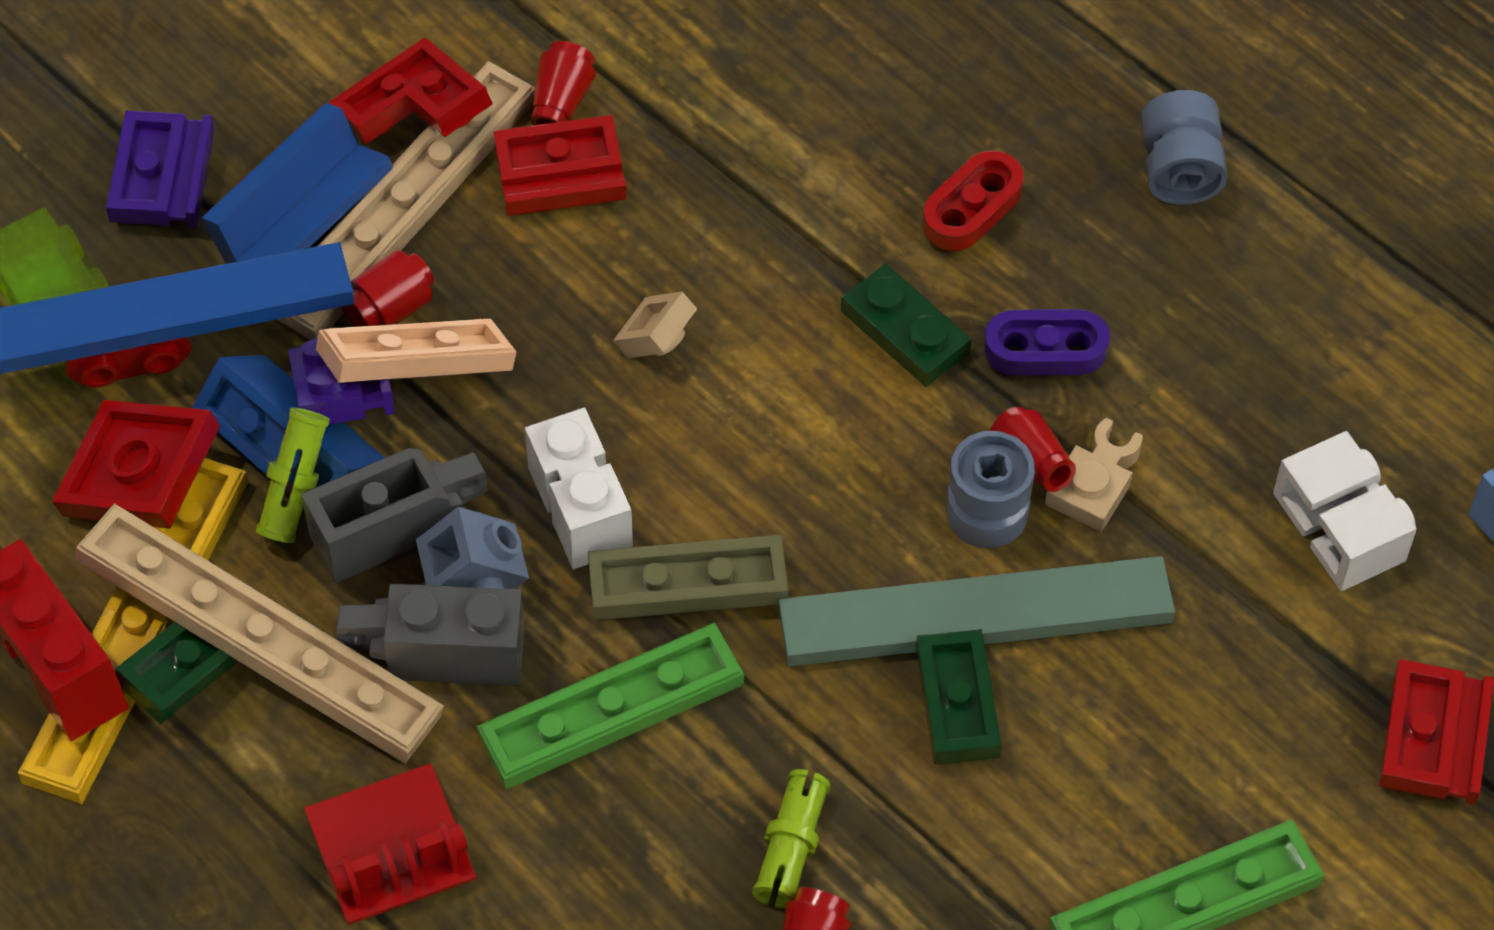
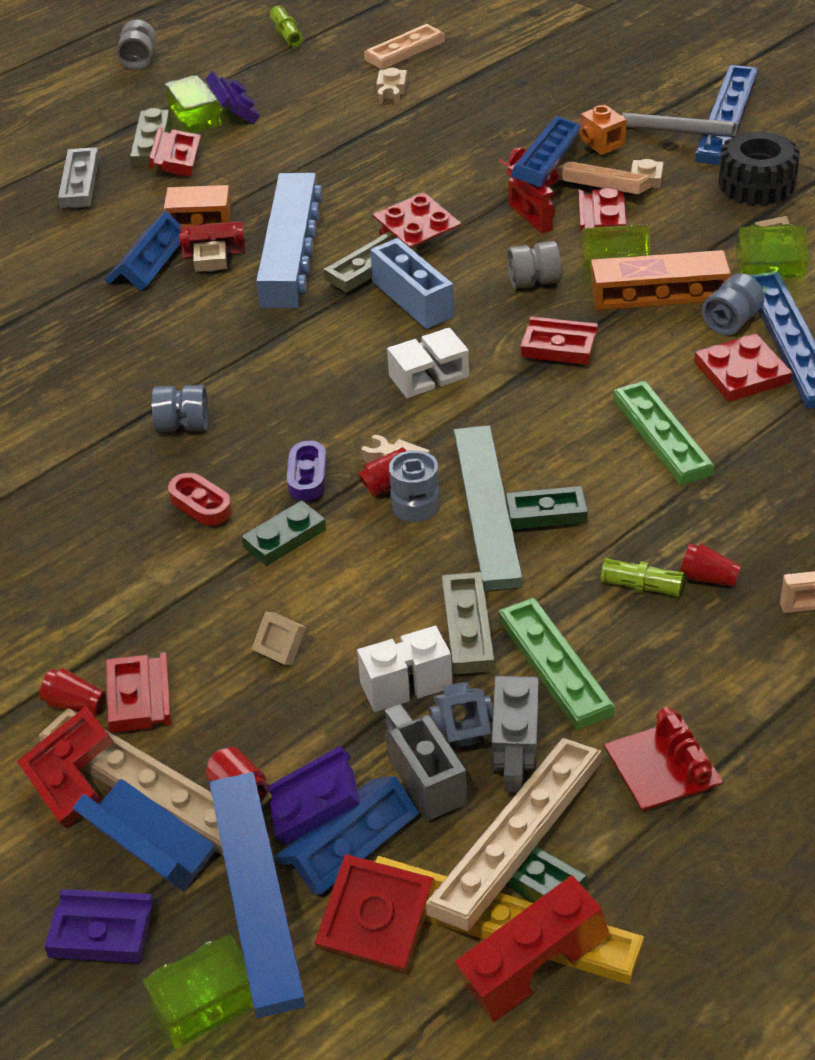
camera: 85 degrees left, 15 degrees down
(281, 517) = (395, 811): lime pin -> none
(415, 350) = (297, 748): light nougat tile -> none

